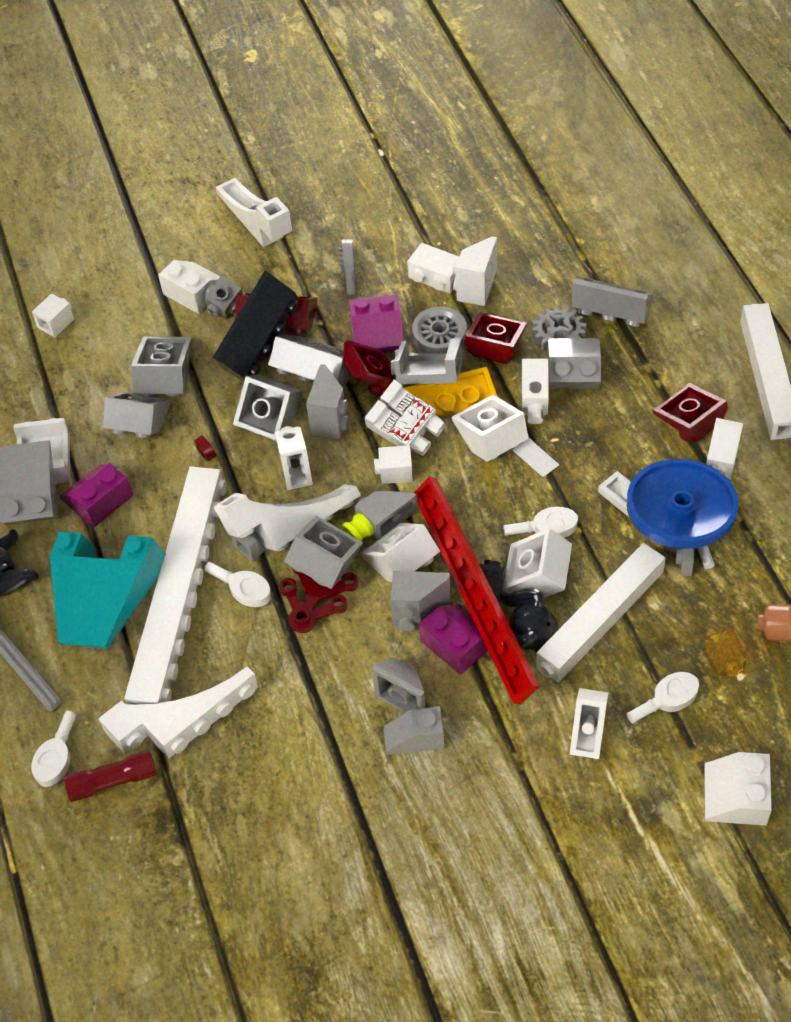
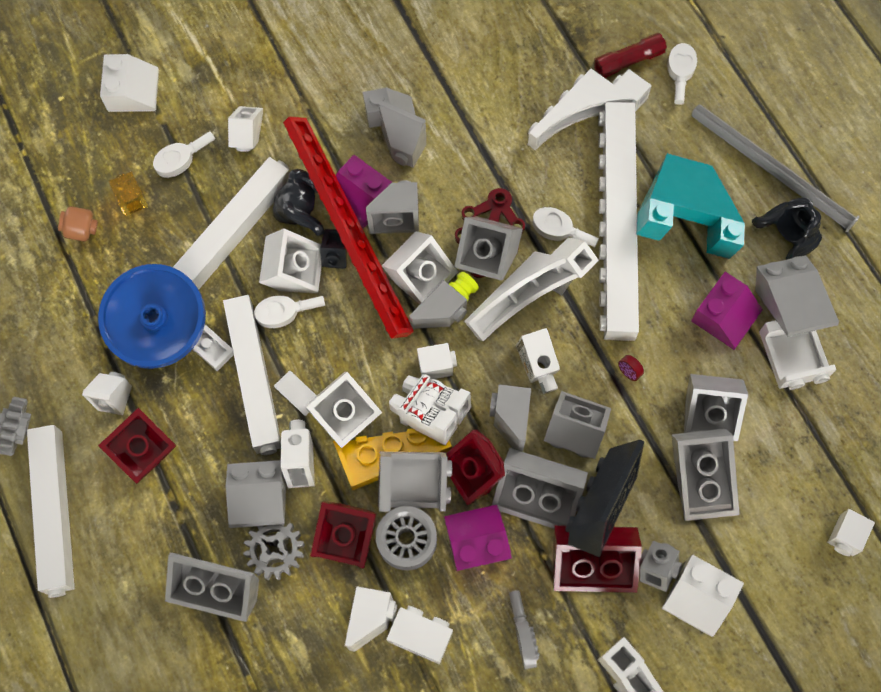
camera: 170 degrees right, 15 degrees up
(580, 468) = (252, 375): none -> white brick

